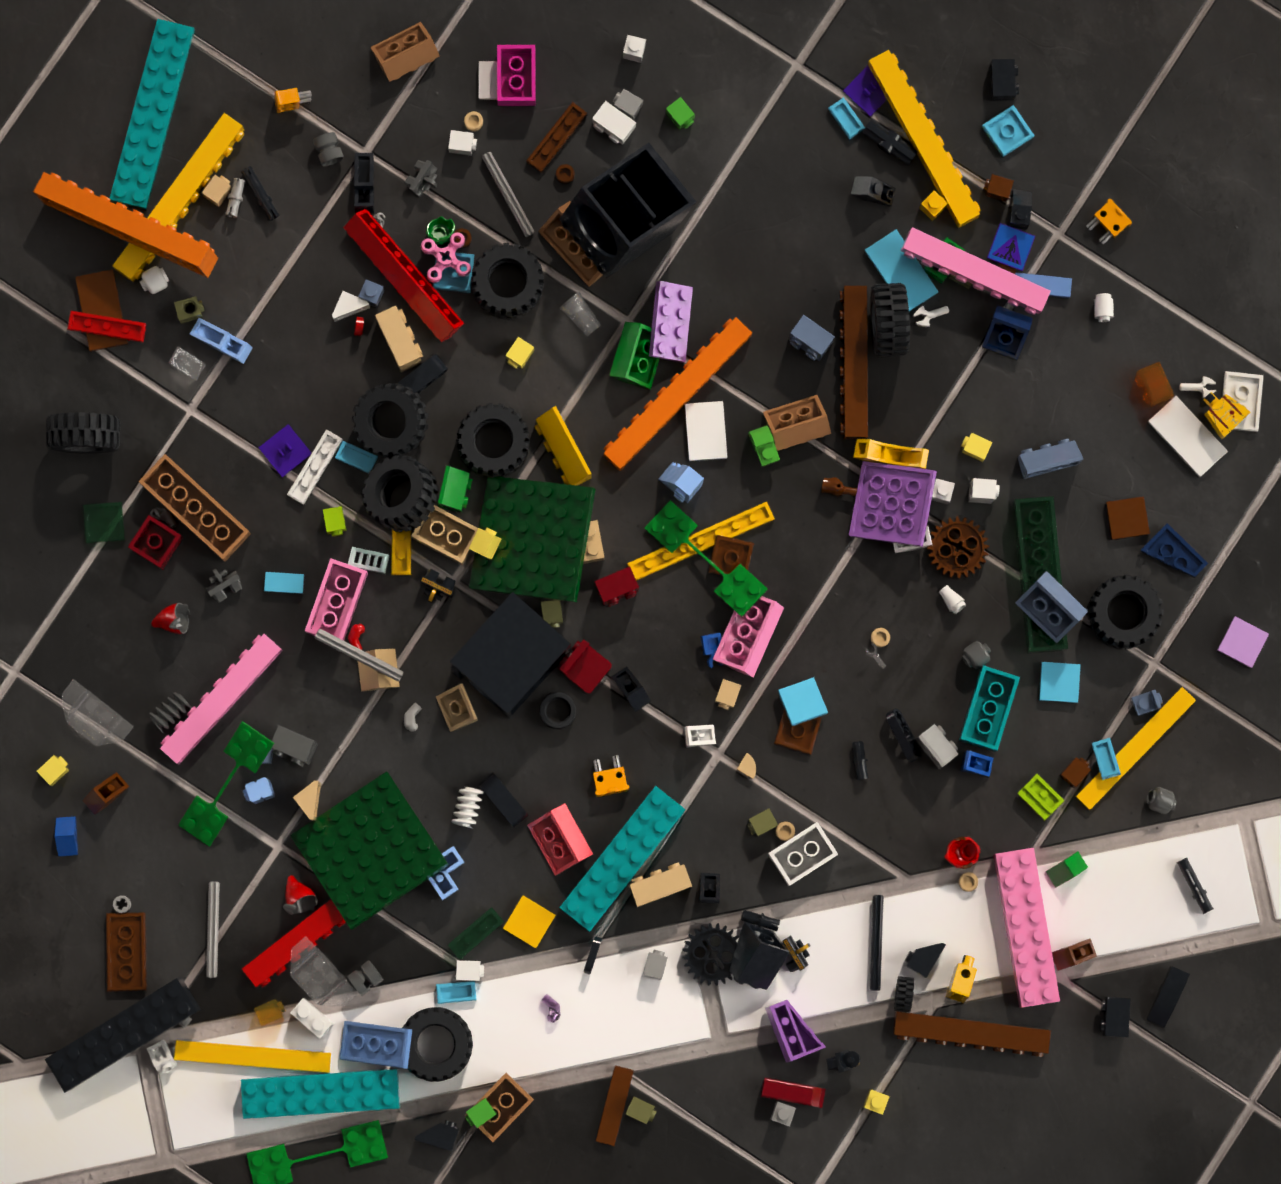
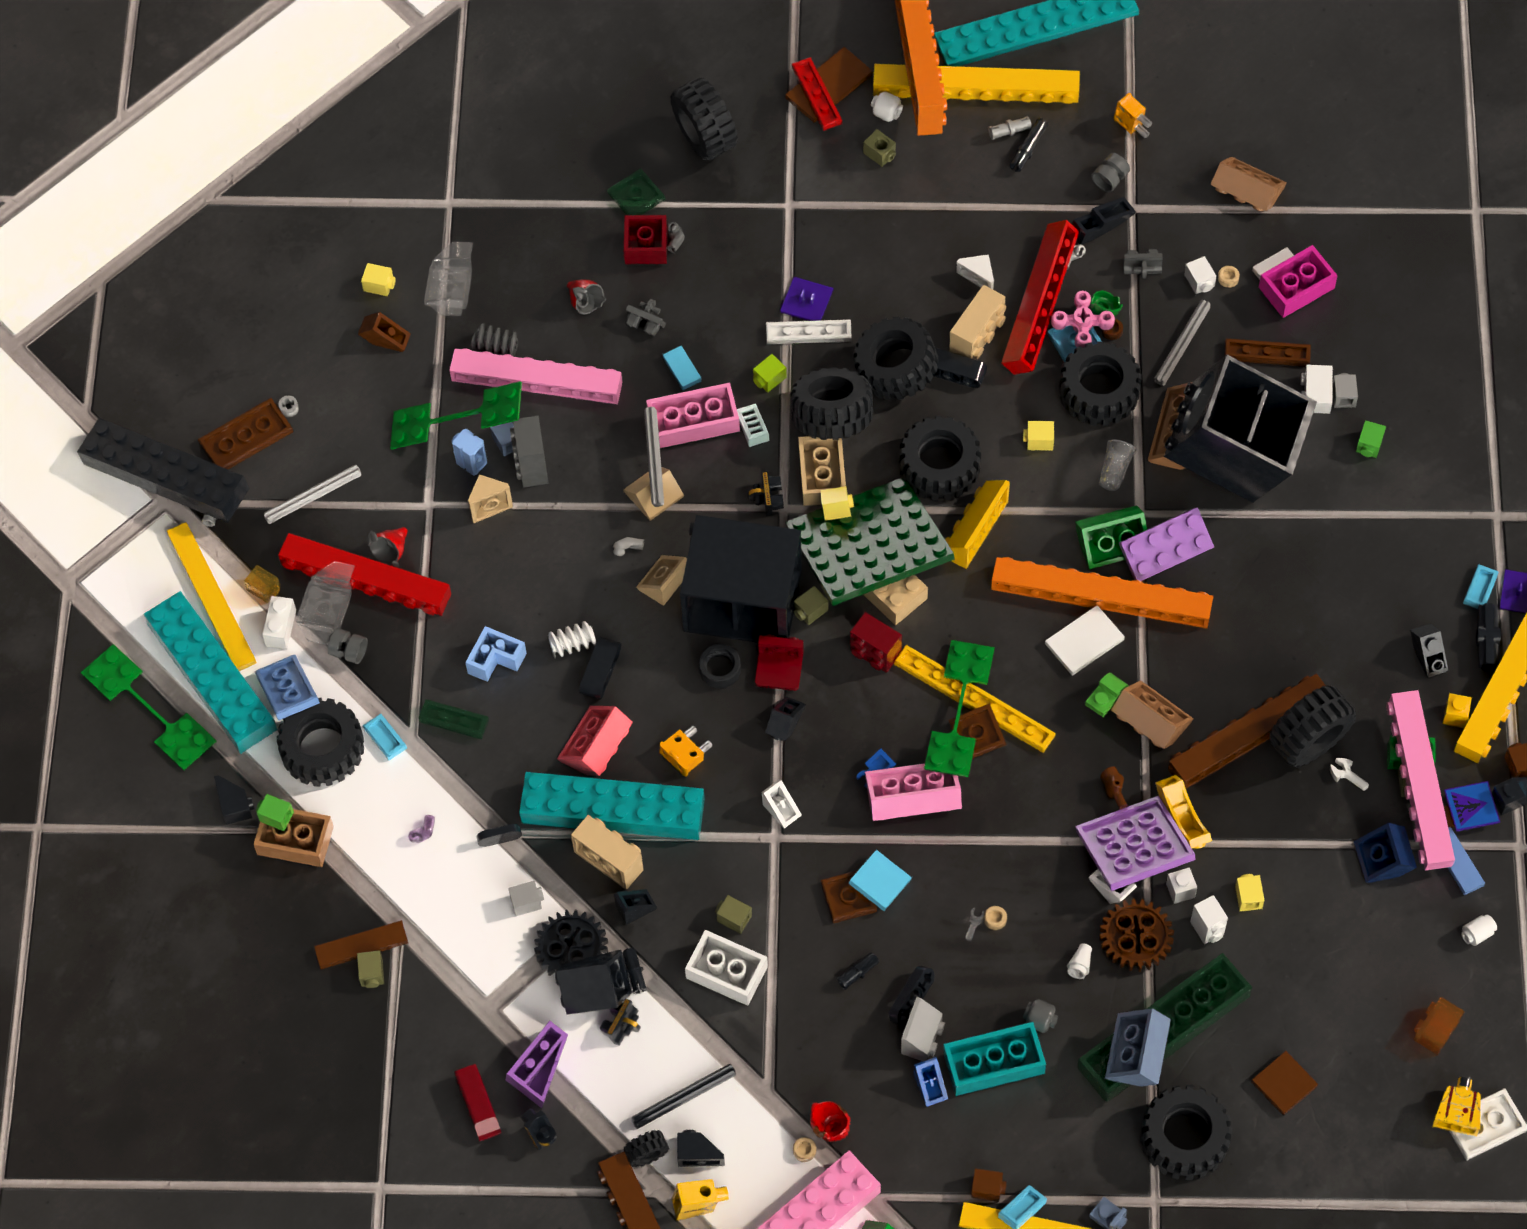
camera: 70 degrees right, 20 degrees down
(66, 836) = (322, 325): blue slope -> none
(161, 1057) = (161, 518): white bracket -> none
(186, 363) = (829, 172): clear slope -> none
(194, 507) = (699, 253): medium nougat brick -> none
(217, 190) = (1005, 108): tan brick -> none
(221, 340) = (870, 190): light blue slope -> none
(354, 634) = (672, 452): red arm -> none
(356, 457) = (842, 354): medium azure tile -> none
(359, 326) = (965, 290): red tile -> none
(369, 850) = (473, 576): dark green plate -> none
(372, 293) = (1004, 281): sand blue brick -> none
(401, 553) = (778, 447): yellow tile -> none
(454, 489) = (869, 450): green slope -> none
(469, 970) = (412, 733): white brick -> none
(529, 921) = (496, 761): yellow tile -> none
(634, 48) = (1400, 365): white brick -> none
(682, 481) = (1017, 643): light blue wedge -> none
(727, 694) = (840, 807): tan brick -> none
(748, 766) = (781, 869): tan tile -> none
(782, 1113) = (450, 1105): light grey brick -> none
(785, 831) = (741, 938): tan tile -> none
(811, 338) = (1242, 674): sand blue brick -> none
(876, 1101) = (518, 1189): light yellow brick -> none
(898, 268) = (1372, 725): medium azure tile -> none
(1040, 797) = (939, 1167): lime plate -> none
(1049, 458) = (1287, 967): sand blue slope -> none
(1059, 682) = (1070, 1117): medium azure tile -> none
(1174, 551) = (1283, 1148): dark blue wing -> none
(1187, 436) = (1410, 1092): white tile -> none
(1198, 386) = (1468, 1072): white bar -> none

